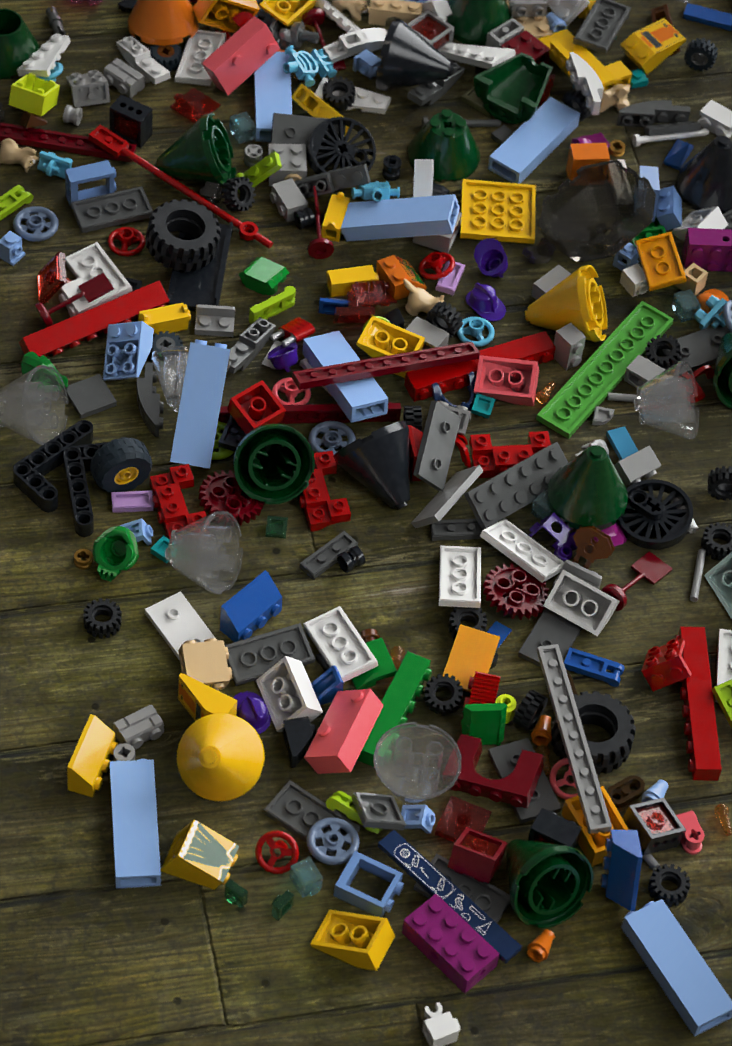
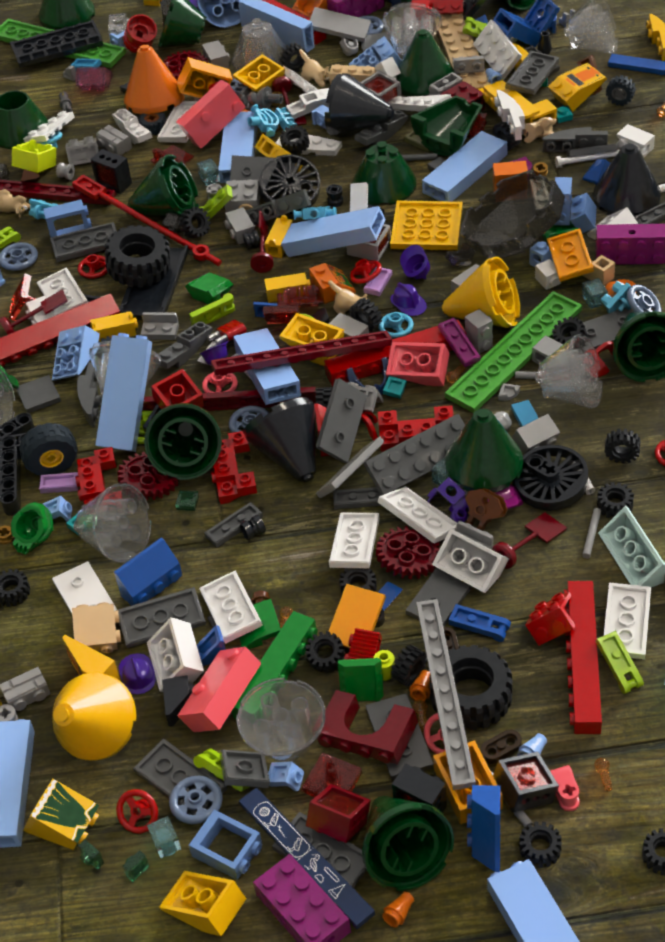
camera: 15 degrees right, 5 degrees down
(549, 358) = (459, 342): none -> magenta tile

